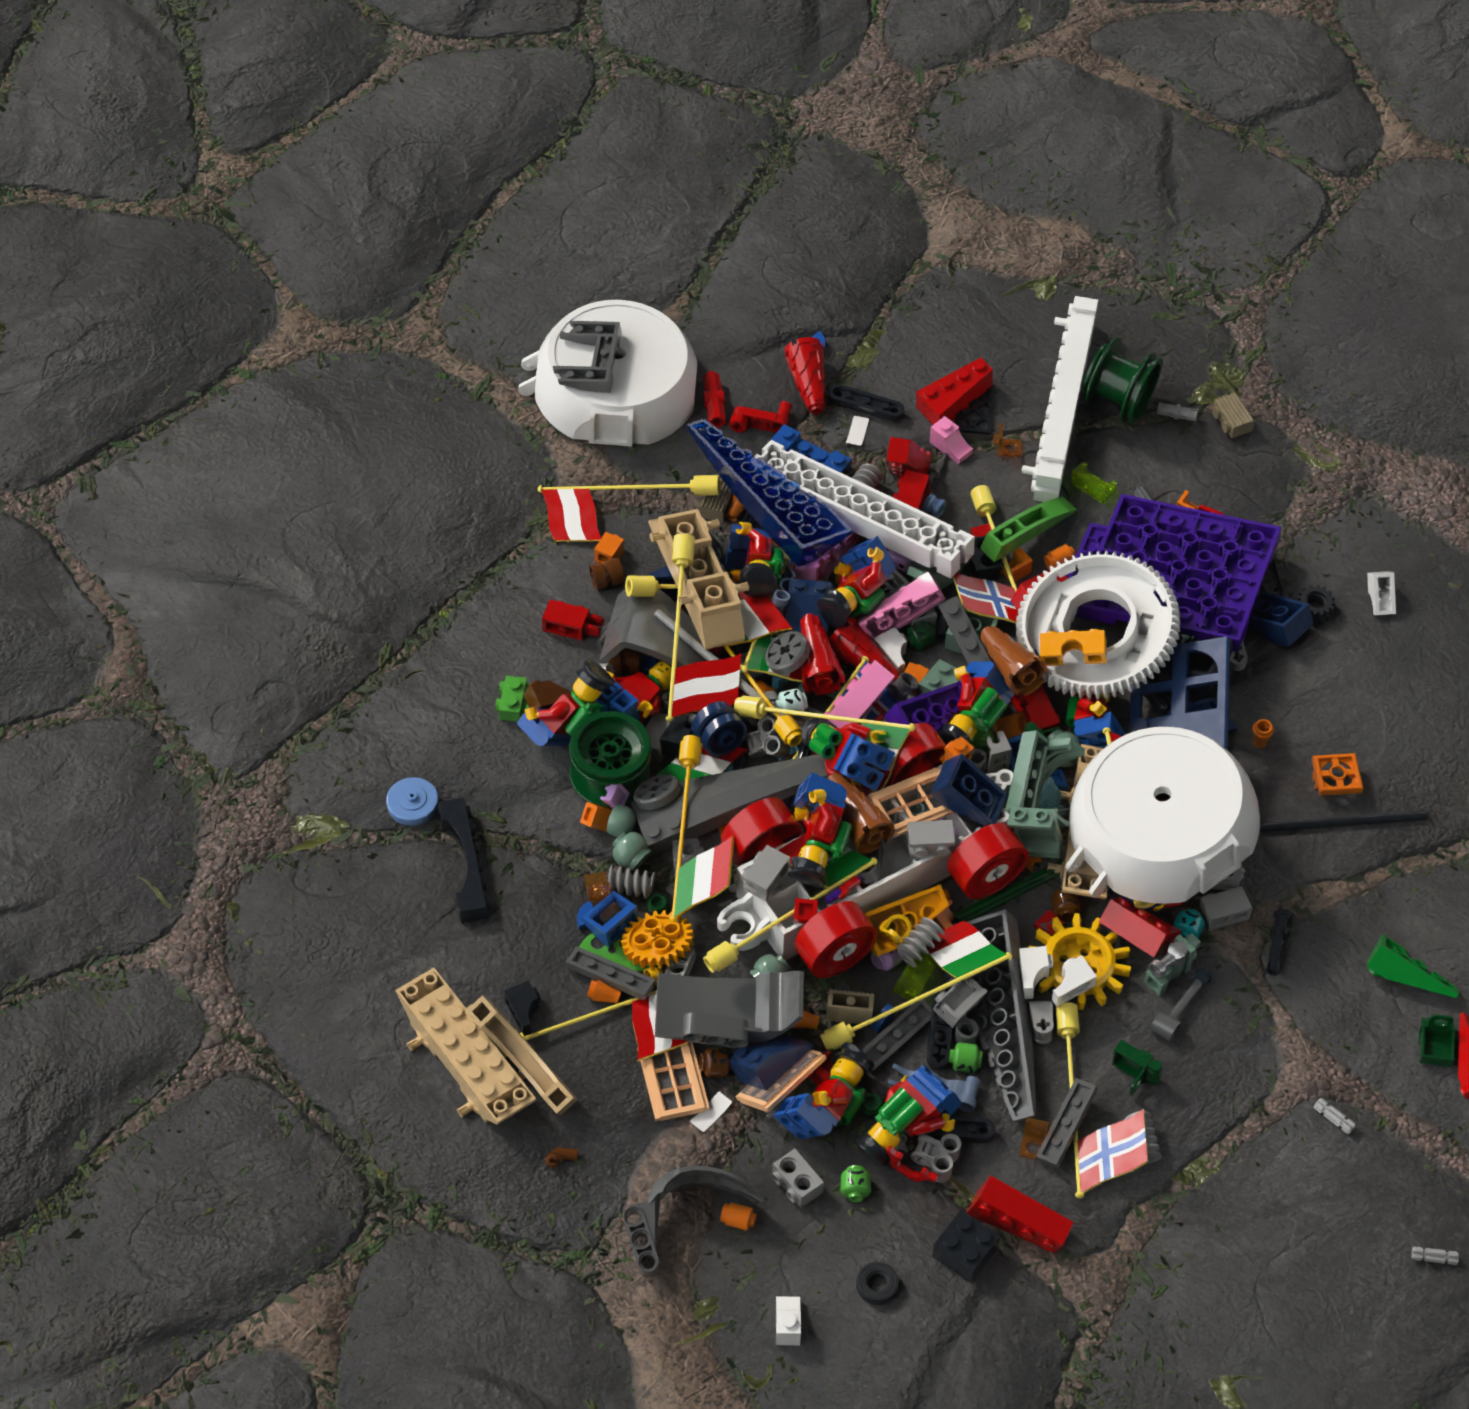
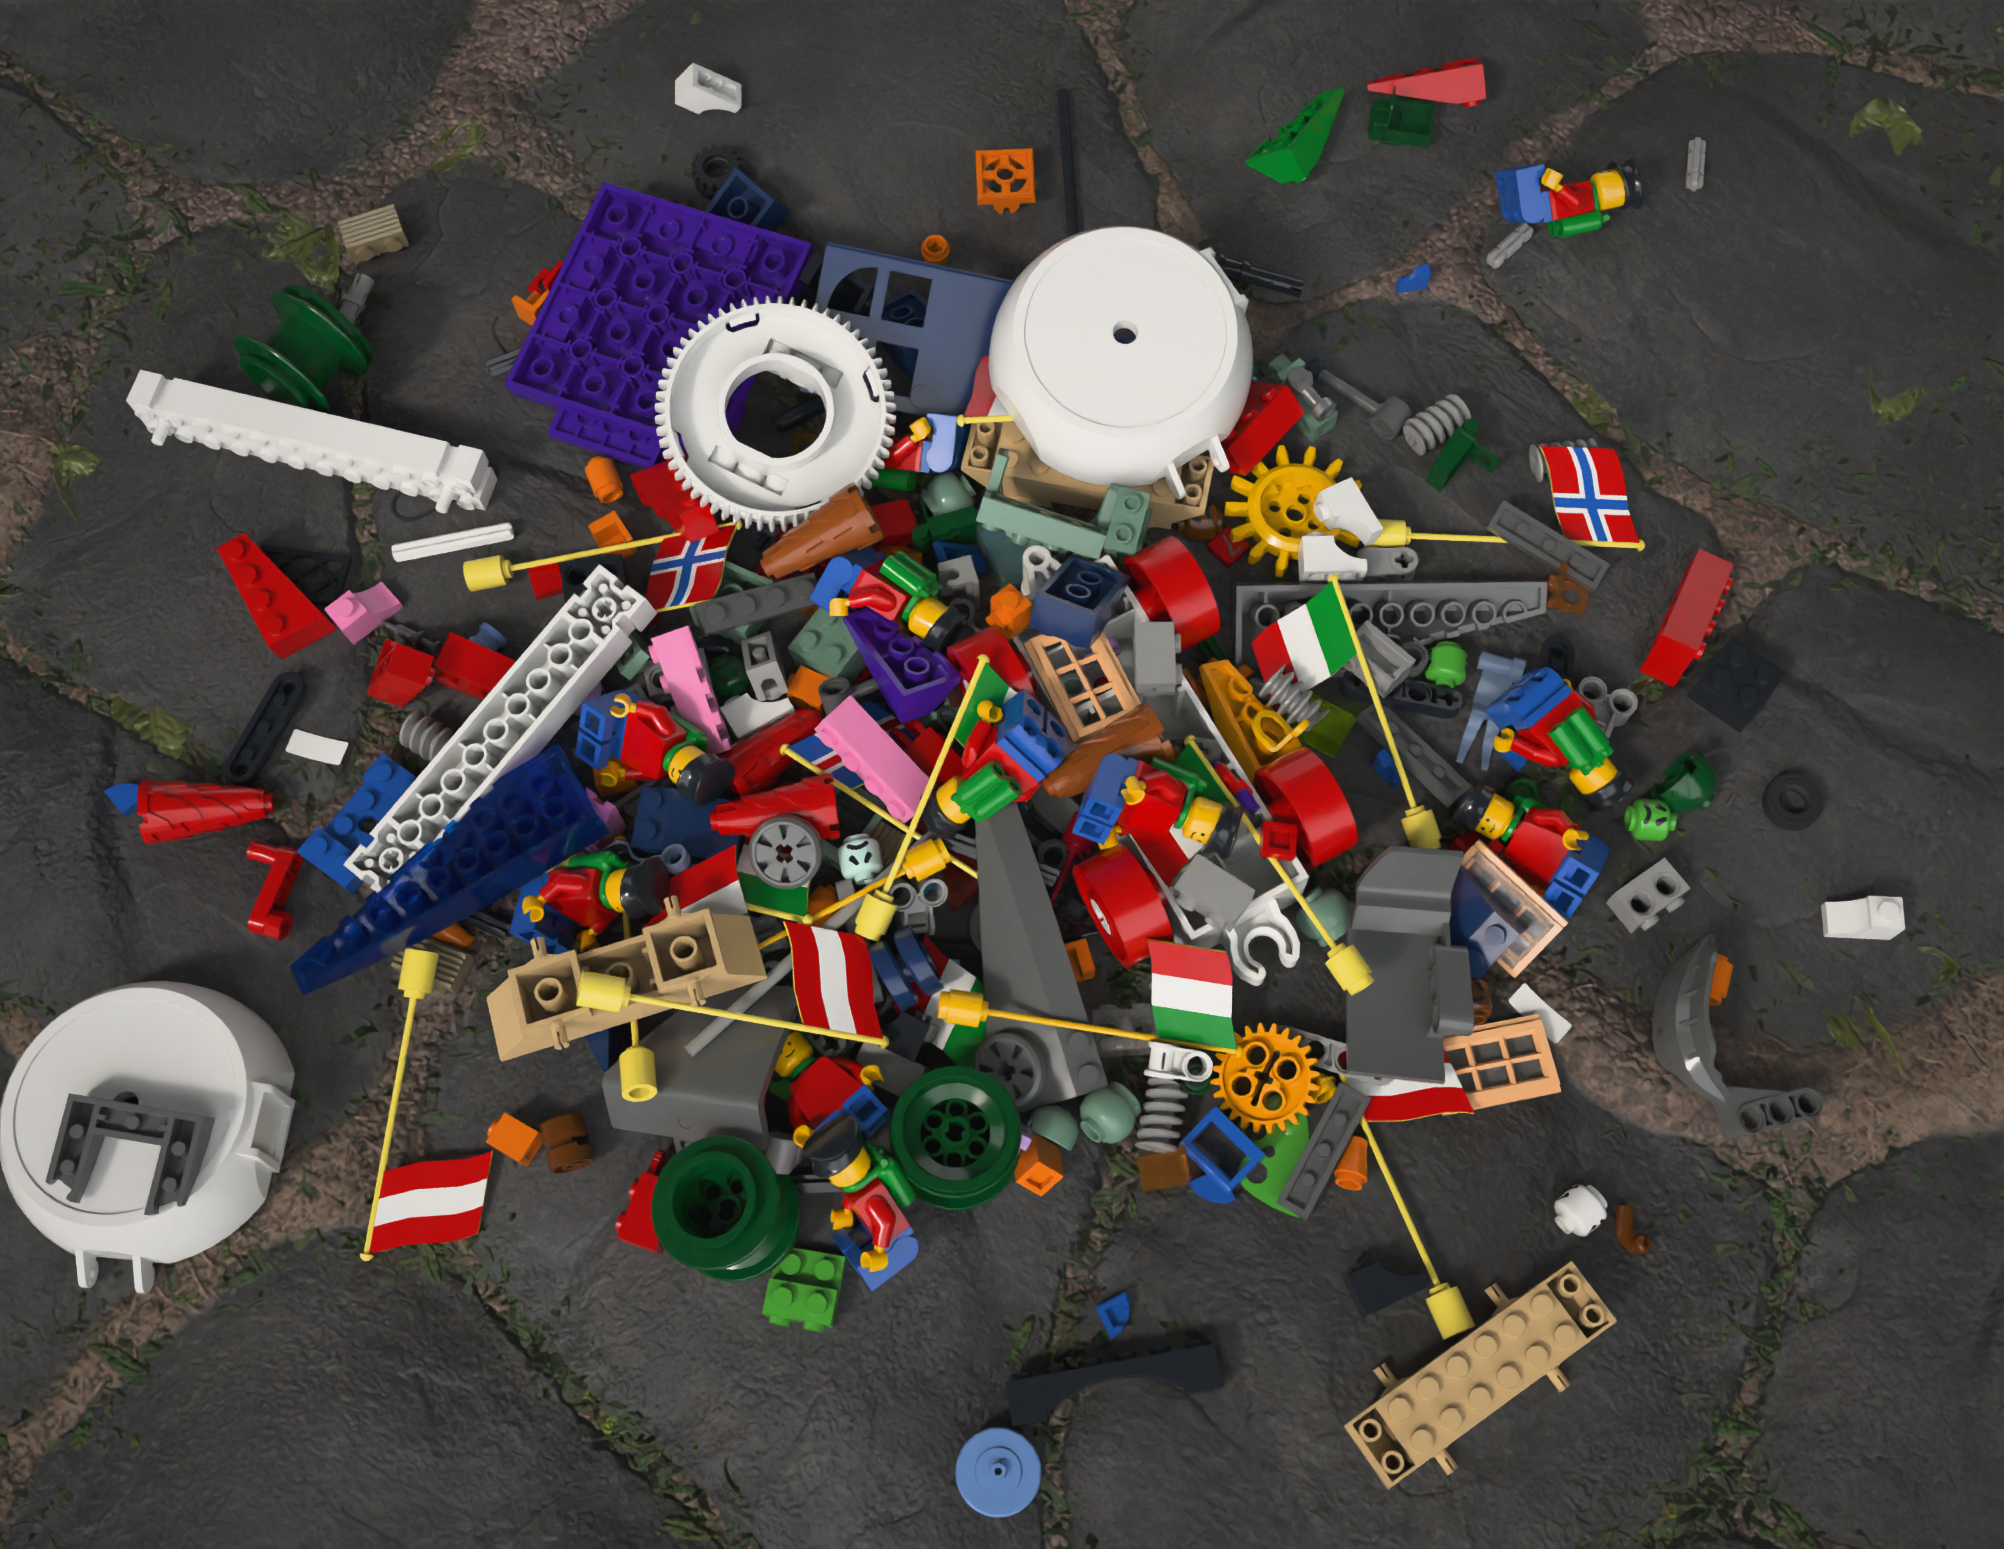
camera: 85 degrees left, 15 degrees up
(506, 864) = (1114, 1314): none -> blue tile
(522, 1055) = (1449, 1325): tan arch -> none
(543, 693) = (815, 1244): reddish brown slope -> none
(561, 641) = (765, 1211): none -> dark green wheel
(574, 1125) = (1580, 1210): none -> white head
(662, 879) = (1171, 1062): none -> white piece
(714, 399) = (220, 962): red piece -> none
(849, 1006) = (1379, 808): dark tan brick -> none
(882, 1205) = (1688, 783): none -> dark green cylinder
(895, 1156) = (1624, 749): red helmet -> none
(924, 647) = (765, 675): none -> light grey brick
(1002, 443) = (376, 539): clear orange bracket -> none
(1006, 483) = (452, 541): none -> white axle
(1025, 527) = (557, 511): bright green slope -> none
(1056, 644) = (828, 416): light orange arch -> none
(1092, 484) = (473, 424): clear neon green hinge -> none
(1152, 1044) = (1435, 423): none -> light grey piece
(1292, 1047) = (1414, 281): none -> blue tile
(1370, 1145) = (1568, 206): none -> piece

